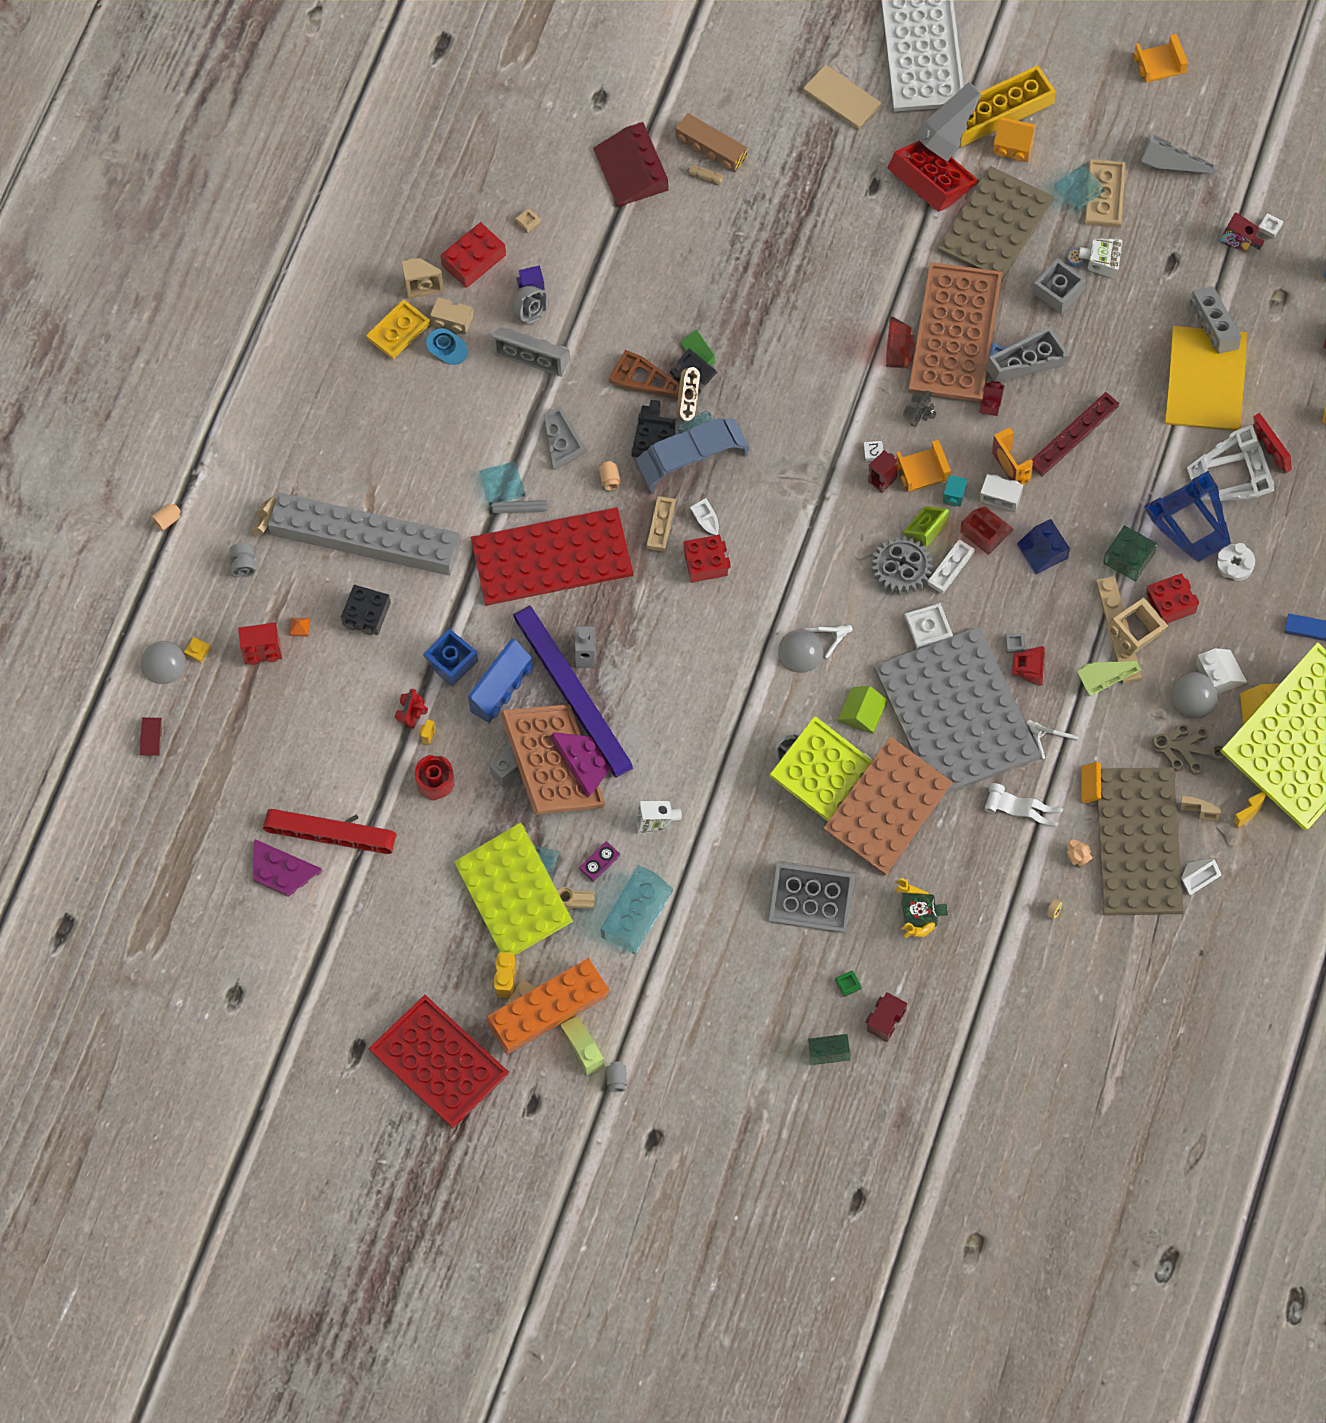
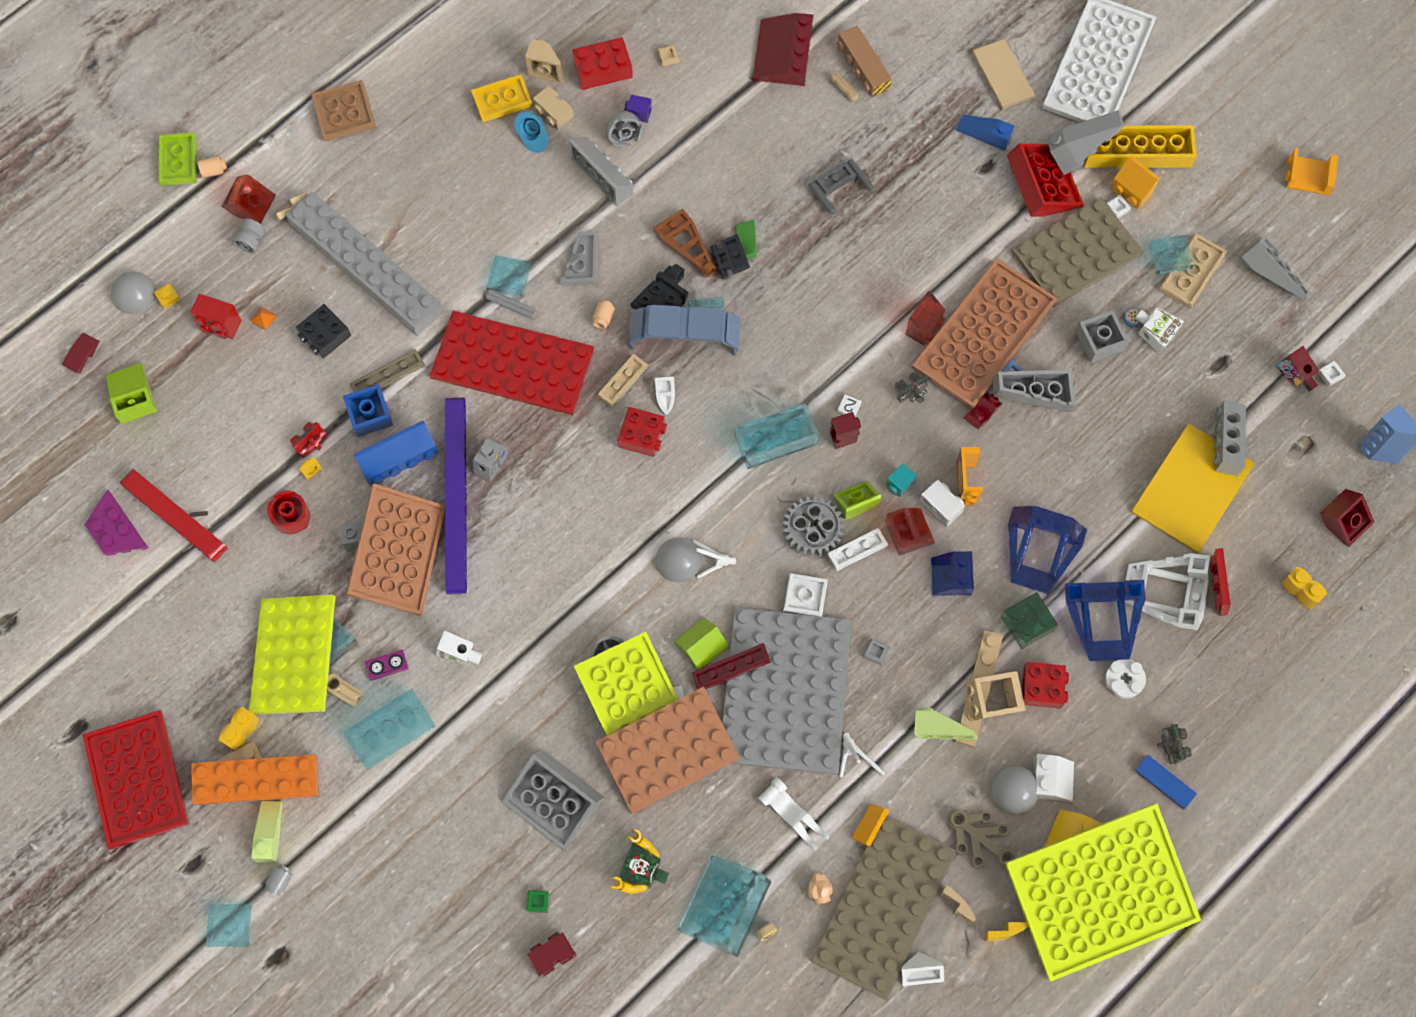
camera: 25 degrees right, 5 degrees up
(128, 525) = (177, 159): none -> lime plate
(219, 528) = (248, 199): none -> clear red slope
(222, 747) = (130, 393): none -> lime slope
(257, 409) = (343, 110): none -> medium nougat plate
(446, 617) = (390, 372): none -> dark tan tile
(582, 759) = (423, 563): magenta wing -> none
(595, 1135) = (228, 925): none -> clear light blue tile
(694, 390) = (715, 260): tan beam -> none
(747, 259) = (835, 179): none -> dark grey plate
(826, 505) = (776, 436): none -> clear light blue brick
(829, 1049) = (480, 958): clear green brick -> none
(858, 153) = (988, 130): none -> blue slope
(901, 713) = (731, 667): none -> dark red tile
(923, 468) = (884, 444): light orange panel -> none
(1007, 905) = (725, 905): none -> clear light blue slope
(1010, 166) = (1119, 206): none -> white tile
(1033, 665) = (879, 683): red piece -> none
(1074, 434) = (1040, 480): dark red plate -> none
(1081, 470) = (1032, 516): none -> clear blue windscreen
(1304, 594) = (1172, 744): none -> clear smoke hips

